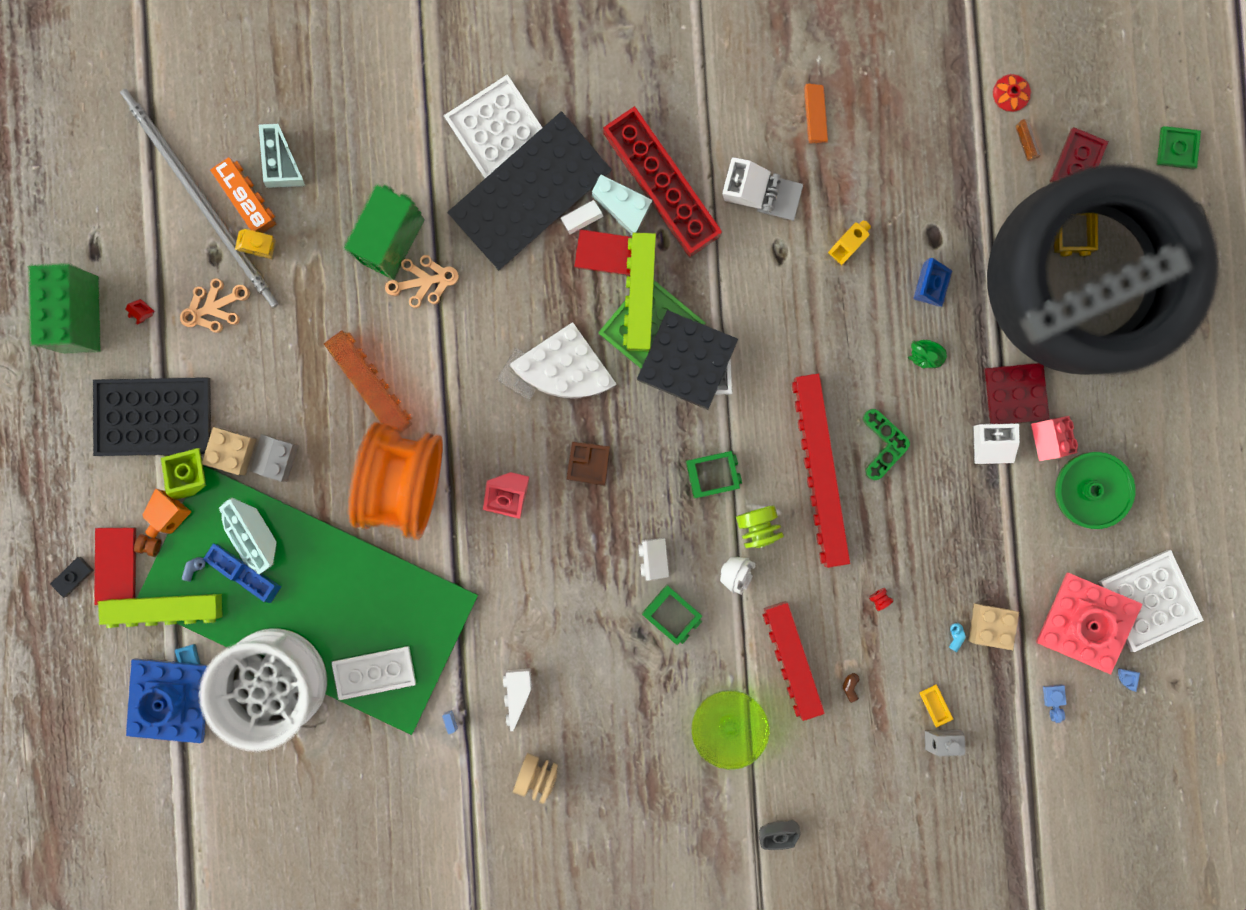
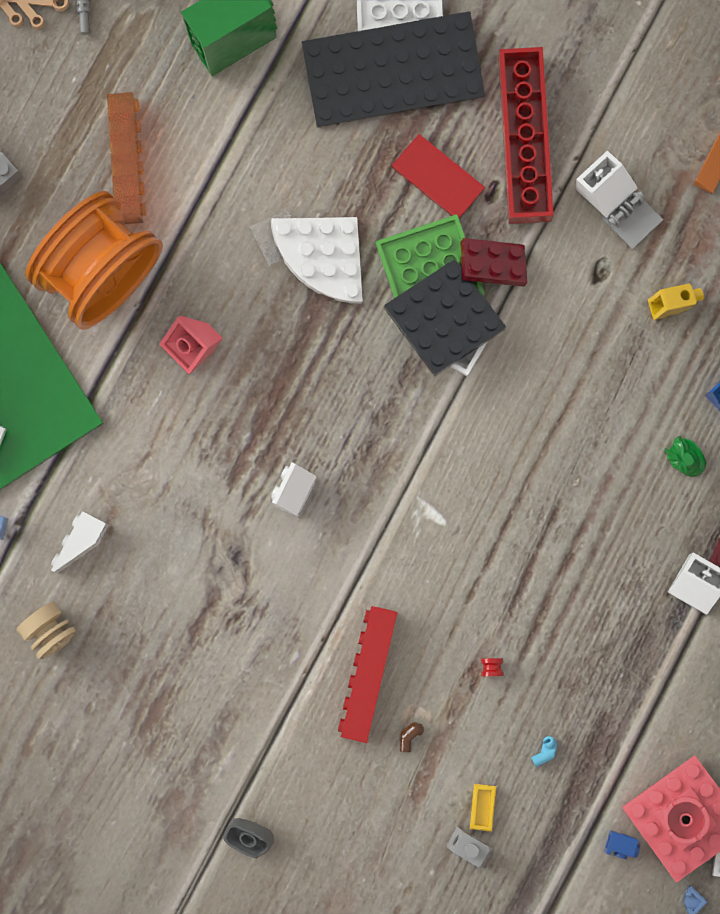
camera: 40 degrees right, 5 degrees down
(424, 281) = (239, 94): light nougat plant -> none
(582, 217) = (428, 123): white tile -> none
(588, 463) = (288, 361): reddish brown plate -> none
(622, 203) = (475, 133): light aqua wedge -> none
(641, 291) = (440, 225): lime brick -> none
(658, 600) = (269, 535): green window -> none
(694, 481) = (380, 439): green window -> none
(697, 294) = (493, 262): none -> dark red plate
(730, 729) = (264, 702): clear neon green dish -> none
(737, 574) = (365, 554): white cone -> none
(760, 527) = (415, 521): lime wheel -> none
(821, 471) = (510, 506): red brick -> none
(891, 447) = (594, 525): green beam -> none
(993, 626) = (587, 762): tan brick -> none
(1054, 671) = (622, 845): none -> blue brick
(1055, 696) = (607, 873): medium blue plate -> none

